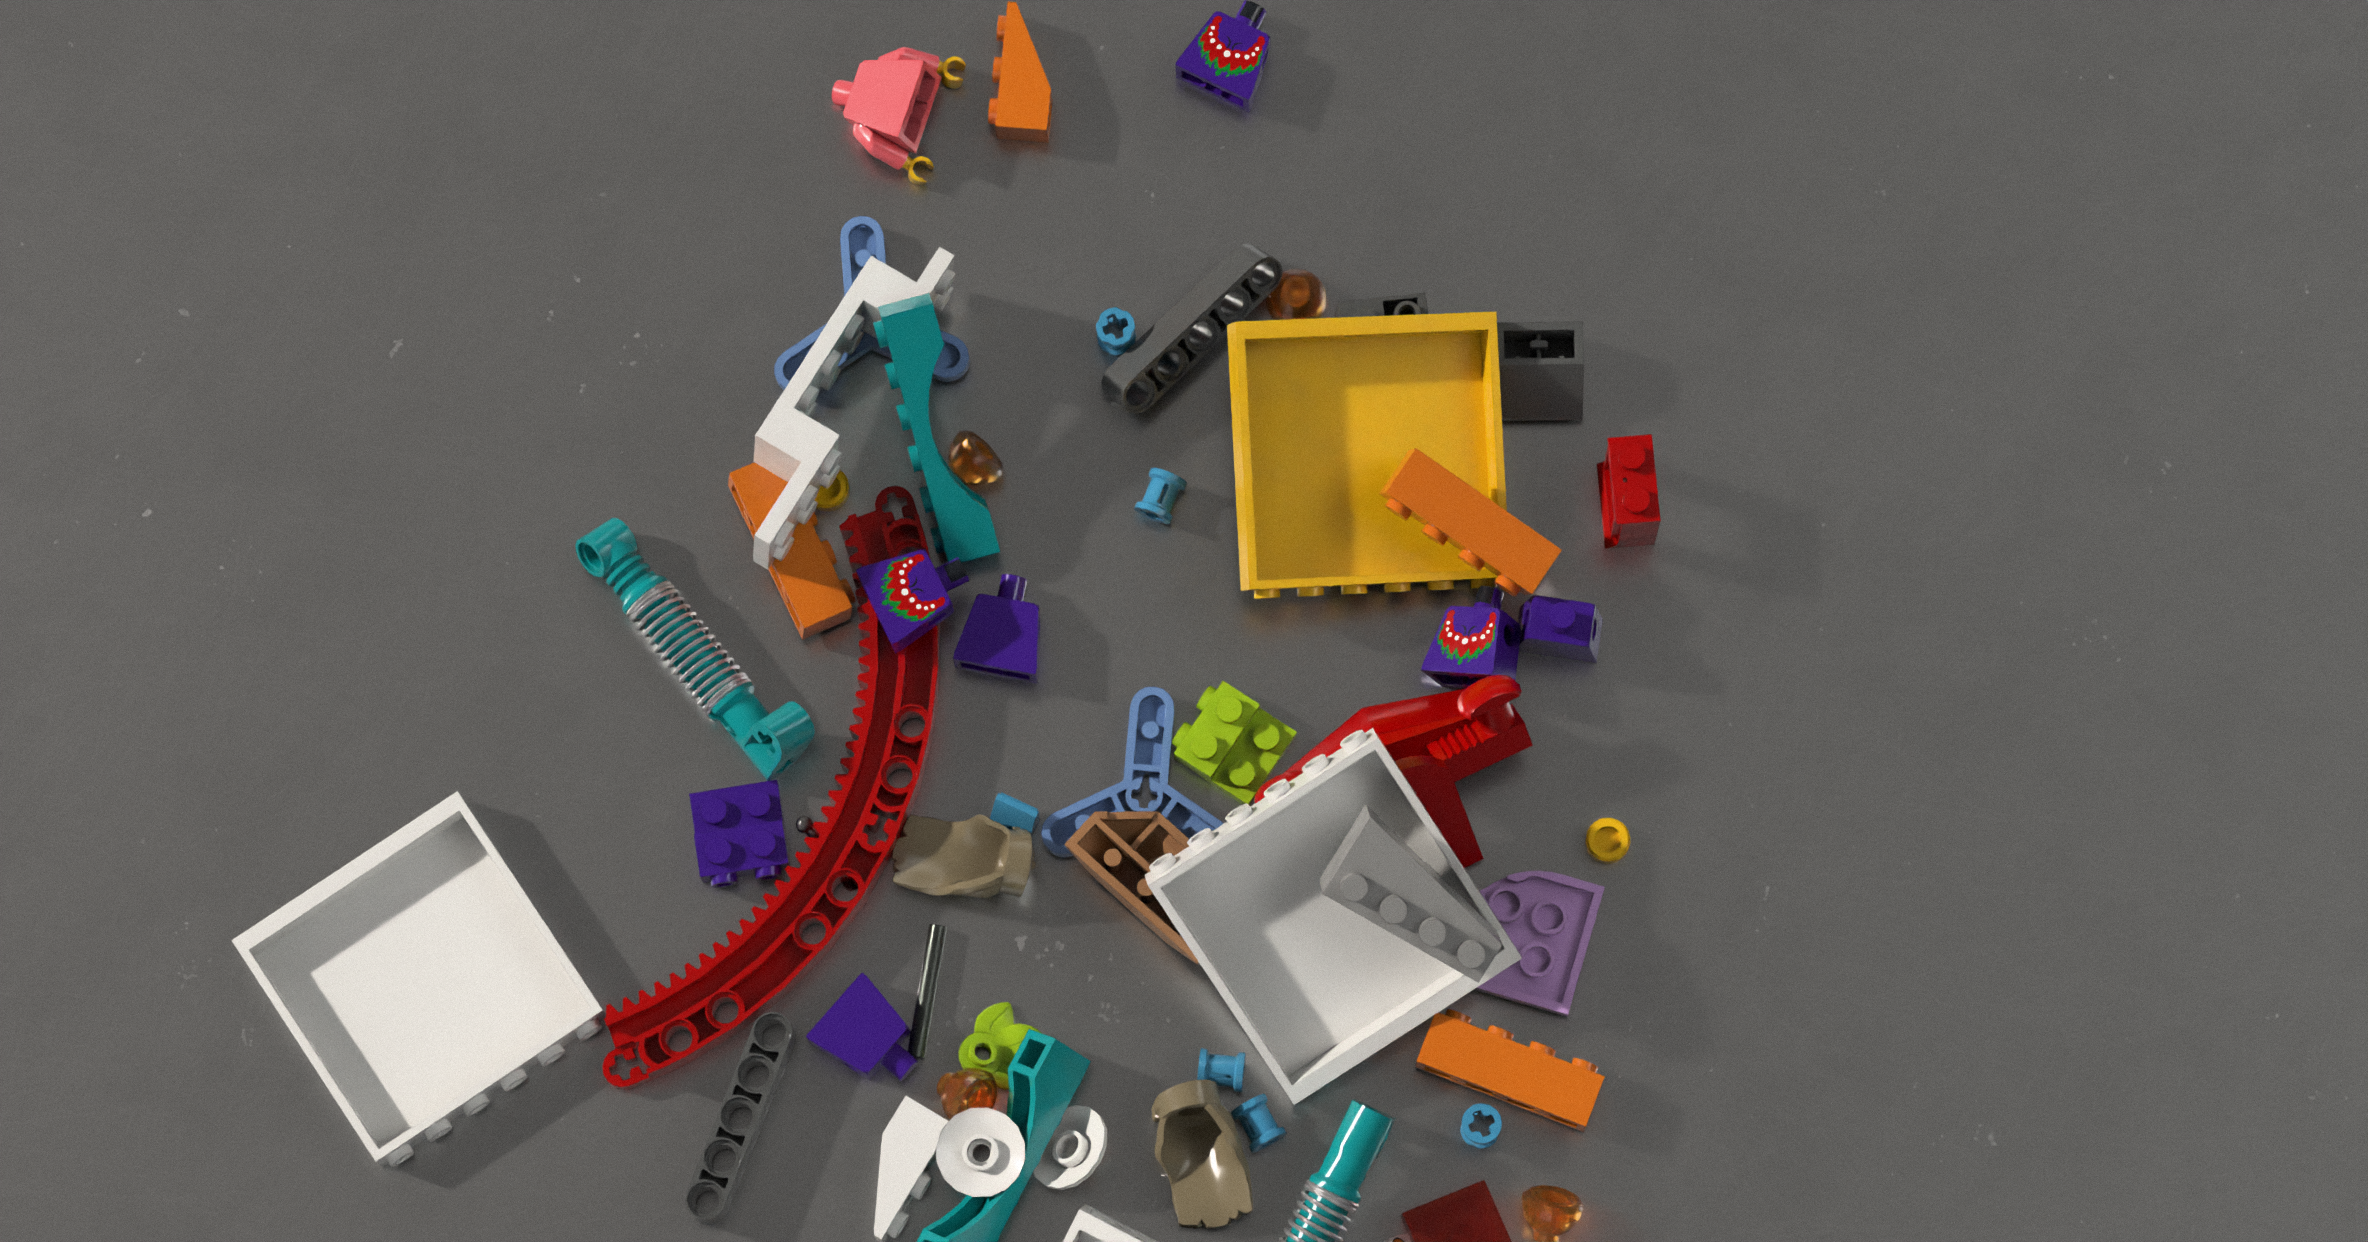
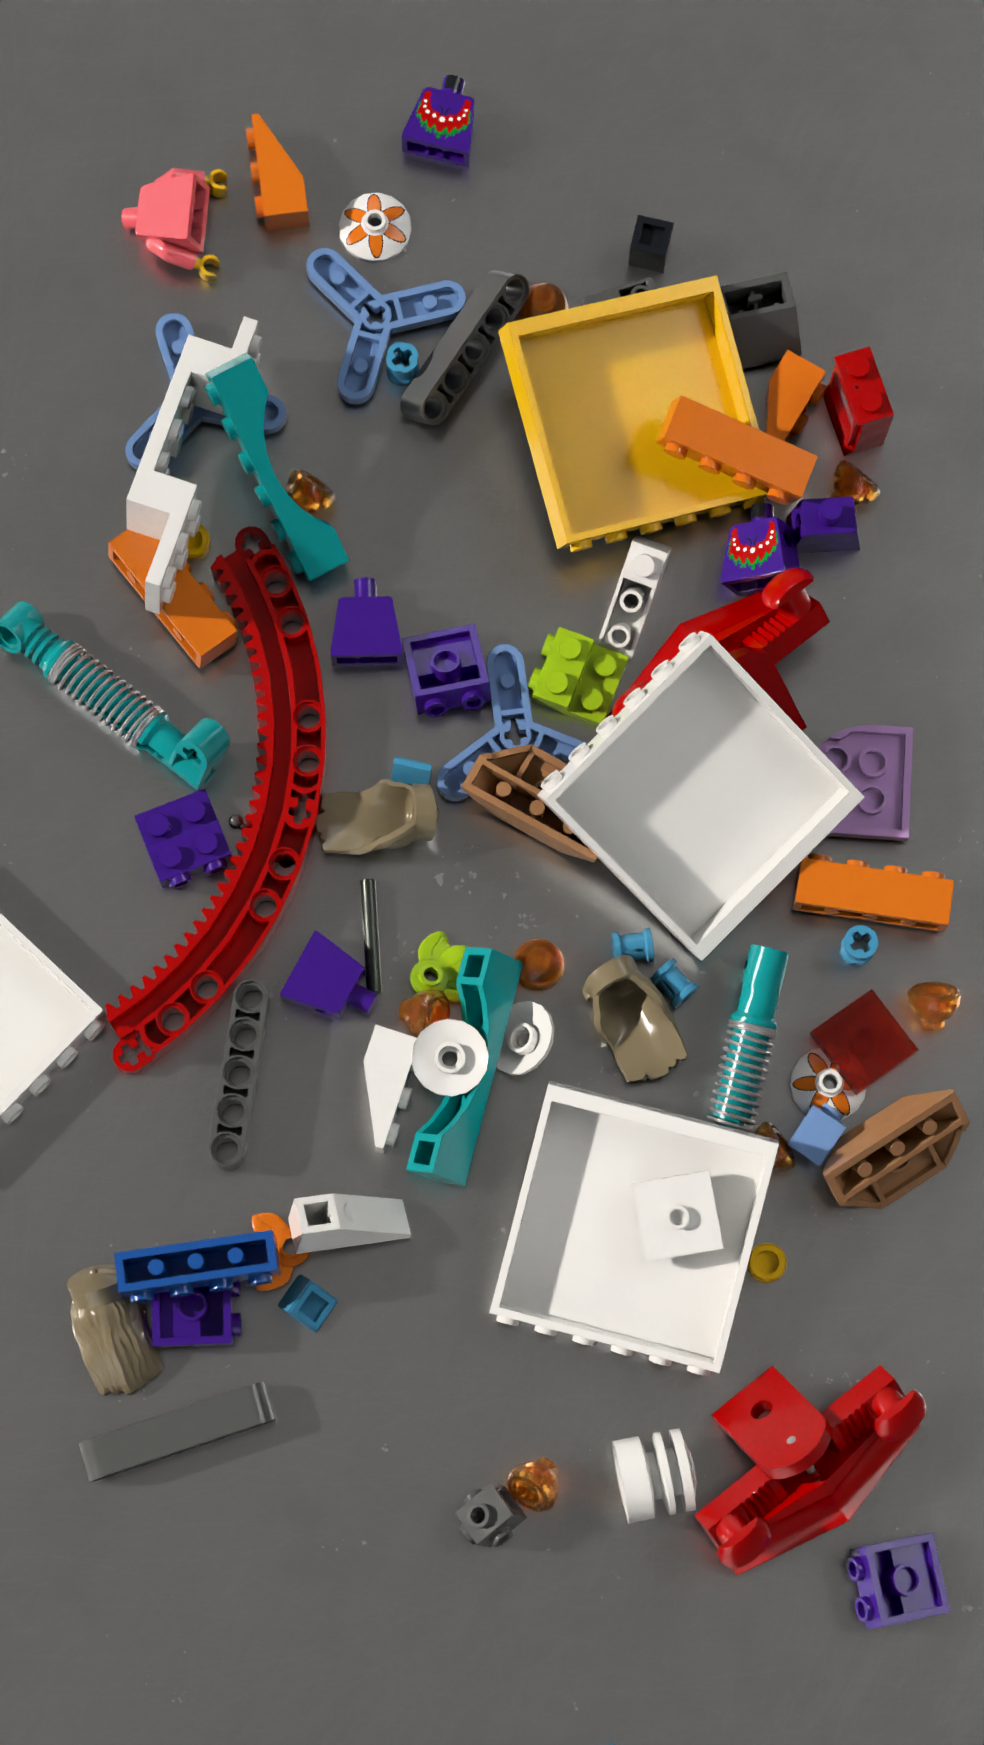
camera: 20 degrees left, 0 degrees up
(910, 594) = (283, 608): dark purple torso -> none
(1083, 703) = (447, 670): none -> dark purple plate
(1084, 297) = (369, 341): none -> medium blue piece
(1112, 1066) = (541, 964): none -> clear orange brick
(1128, 180) = (377, 242): none -> white dish
(1149, 505) = (470, 488): dark azure bush -> none
(1320, 661) = (634, 595): none -> white slope
(1404, 895) = (751, 758): light grey wedge -> none
(1436, 251) = (650, 244): none -> black panel
(1555, 465) = (789, 395): none -> orange slope
(1605, 586) = (852, 482): none -> clear orange brick
(1607, 840) = (904, 691): yellow tile -> none

